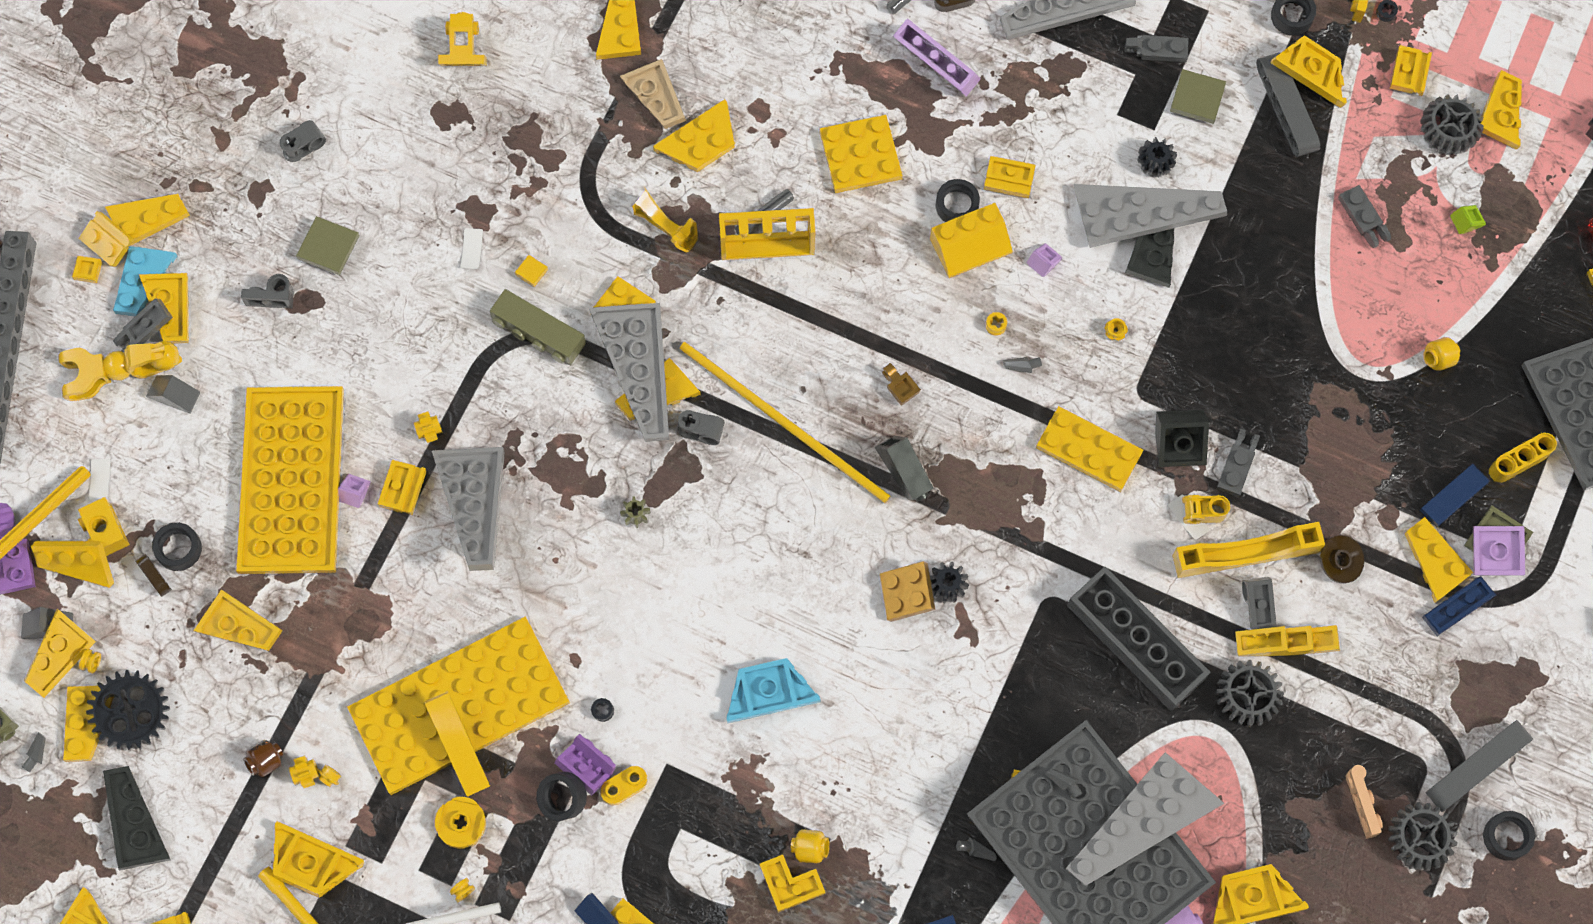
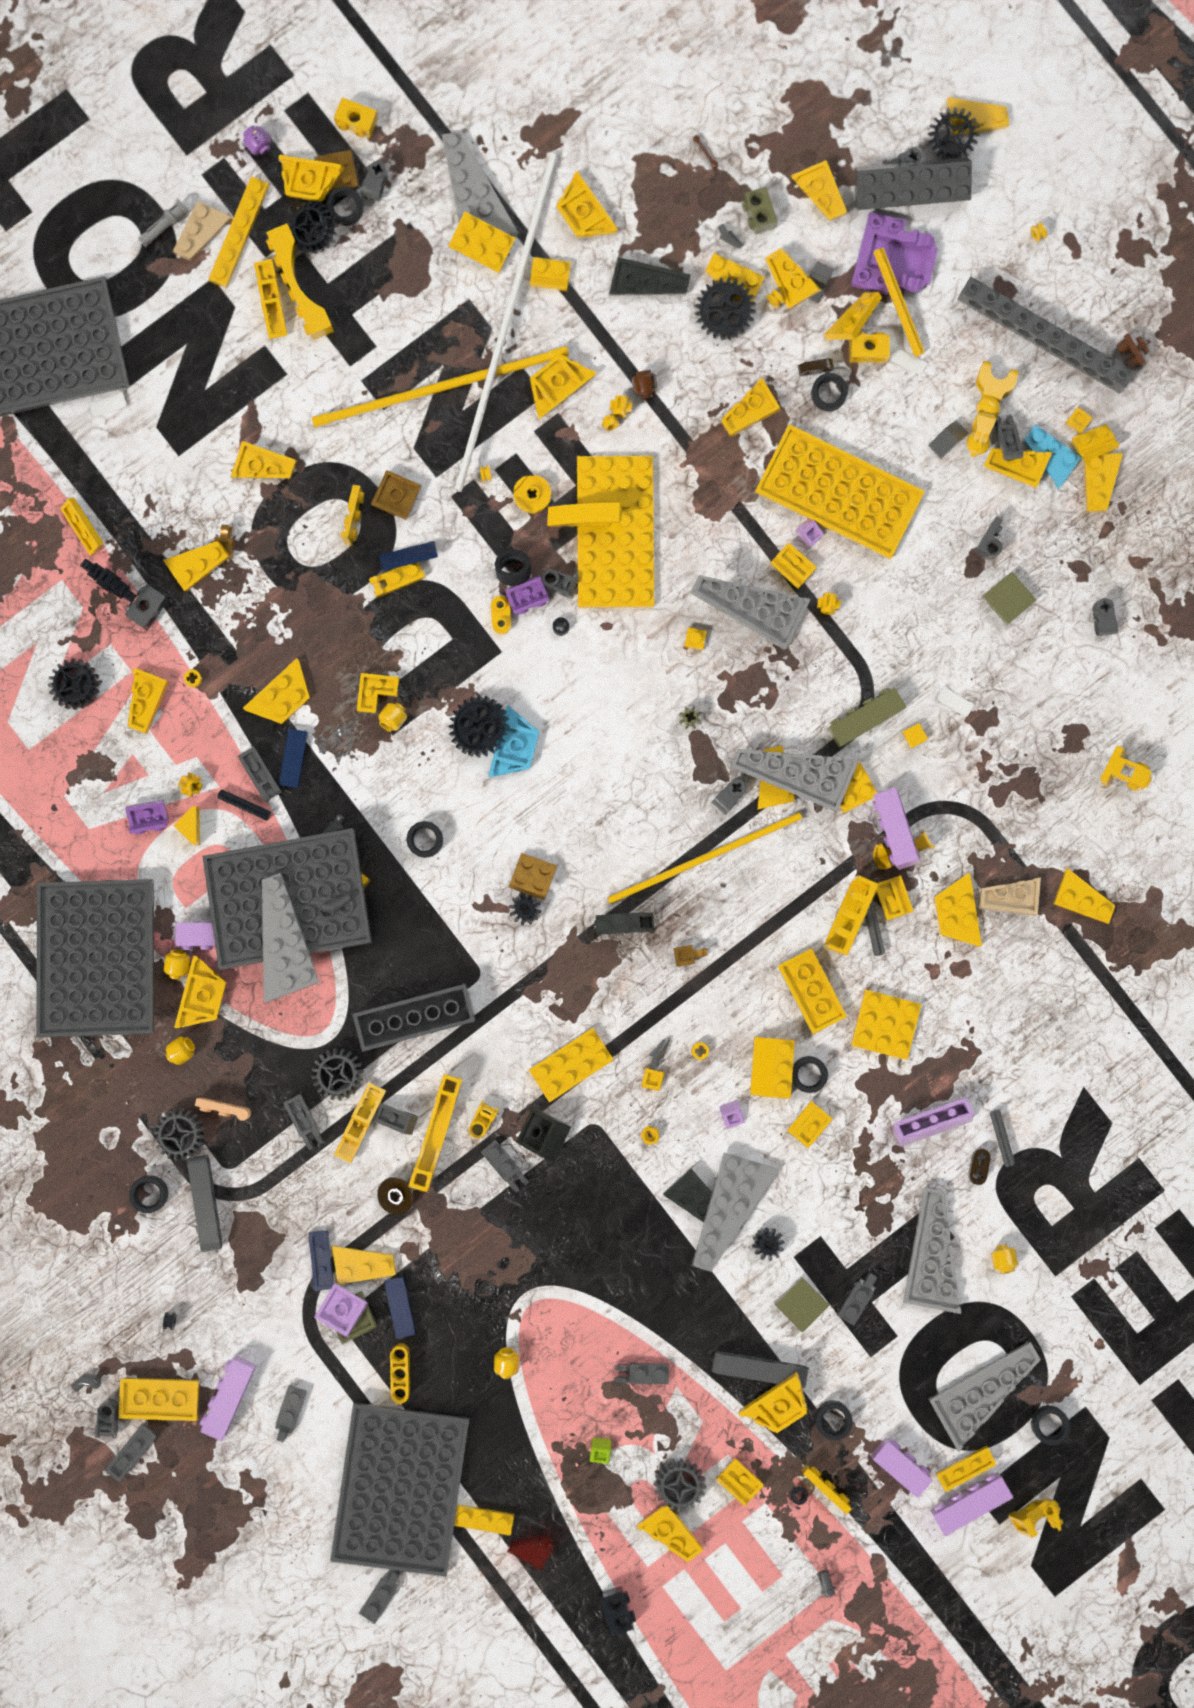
camera: 120 degrees right, 15 degrees up
(540, 553) = (695, 638): none -> yellow plate
(551, 732) = (561, 583): none -> dark grey piece
(645, 235) = (897, 829): none -> lavender brick
(722, 200) = (893, 898): none -> yellow plate
(781, 720) = (486, 741): none -> black gear
(867, 241) = (812, 991): none -> yellow plate
(931, 715) = (410, 839): none -> black tyre
(1054, 357) = (652, 1079): none -> yellow tile
(1321, 706) = (303, 1119): none -> dark grey hinge
(1330, 886) = (180, 1050): none -> yellow head

